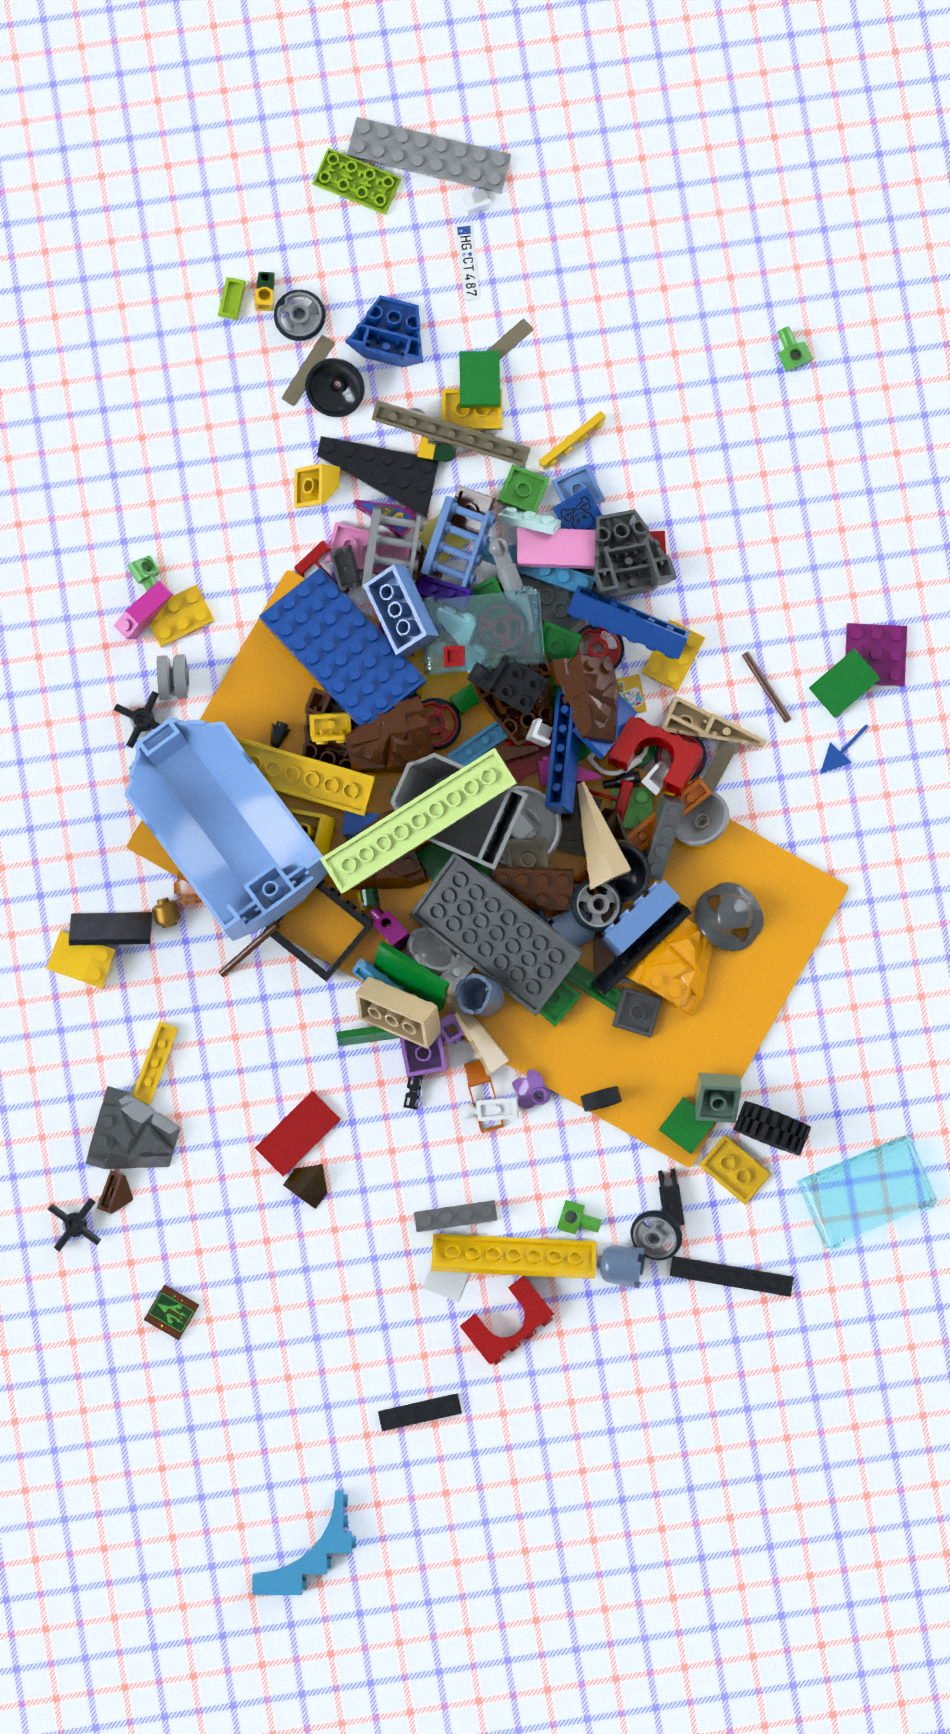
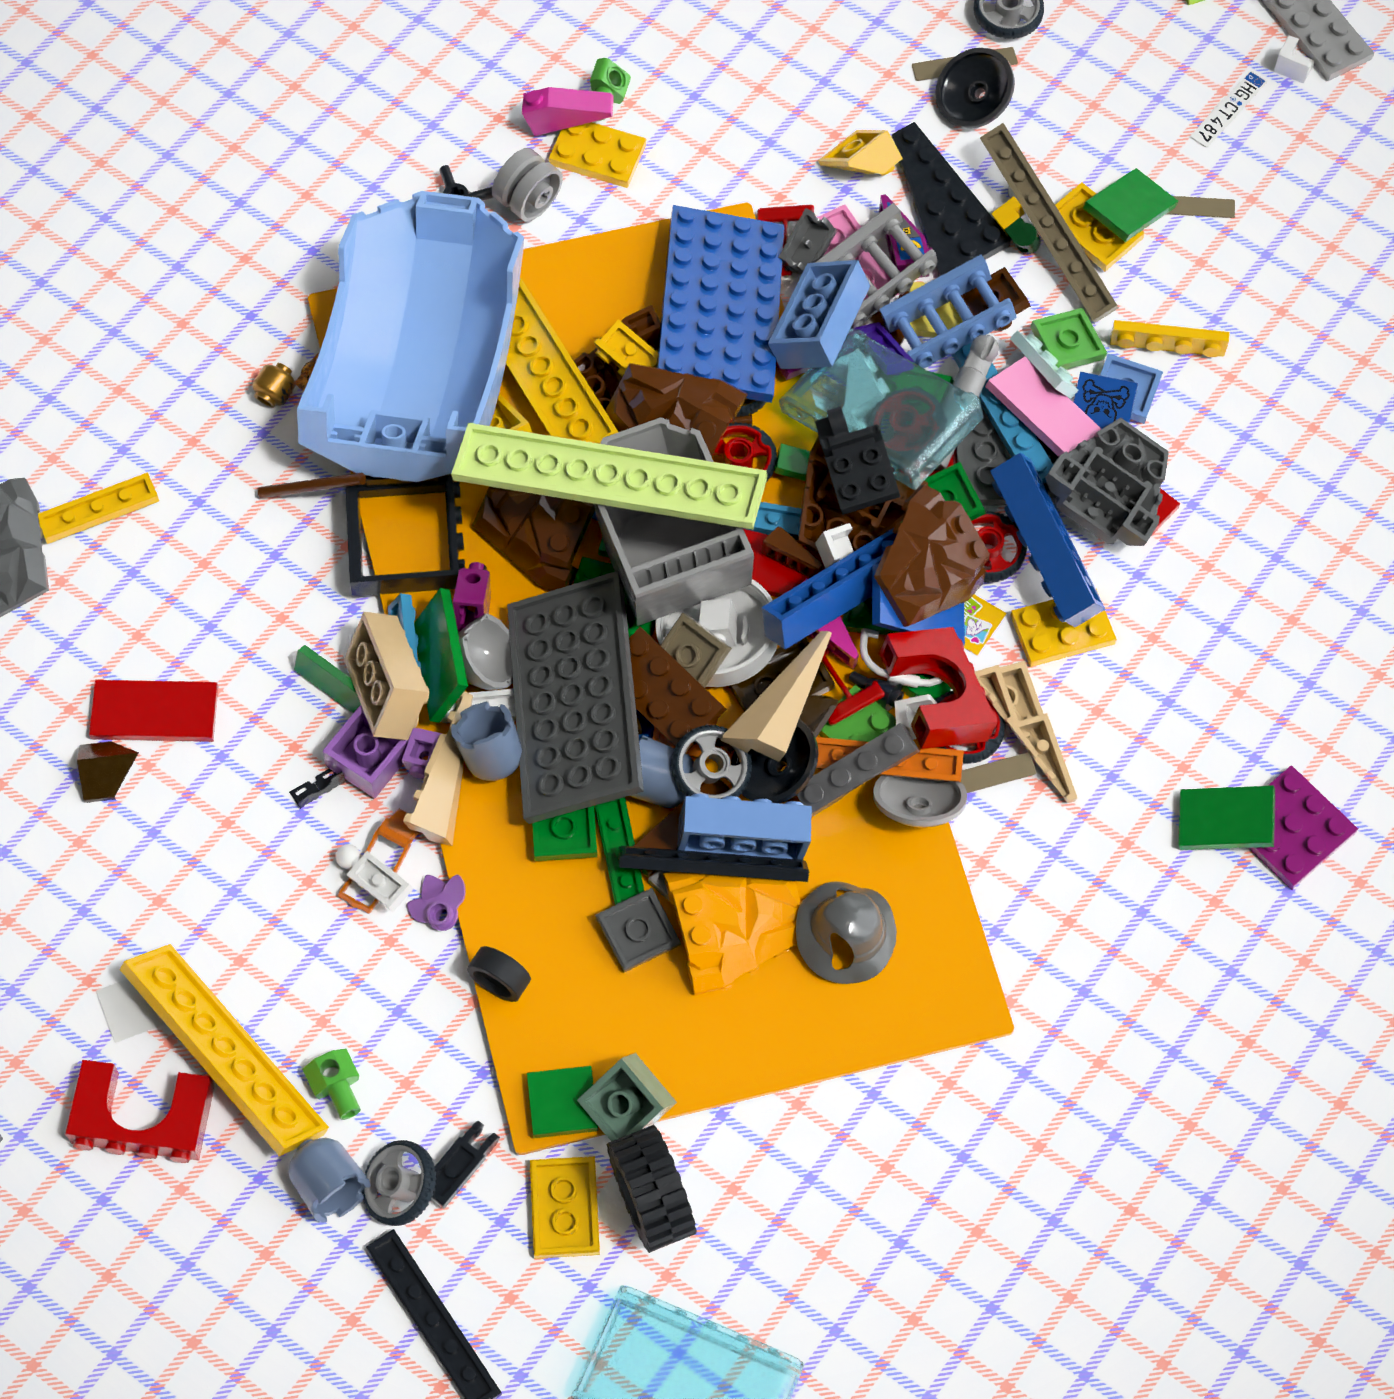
camera: 45 degrees right, 20 degrees down
(82, 962) = (146, 355): yellow slope -> none
(110, 928) = (202, 345): black tile -> none
(278, 733) = (573, 326): black cone -> none
(368, 899) = (486, 547): dark green leg -> none
(389, 333) = (1079, 92): blue wedge -> none
(454, 656) = (826, 395): red plate -> none
(455, 1216) = (229, 957): flat silver arch -> none
(766, 687) = (1133, 748): bar -> none
(836, 758) = (1138, 888): blue piece -> none

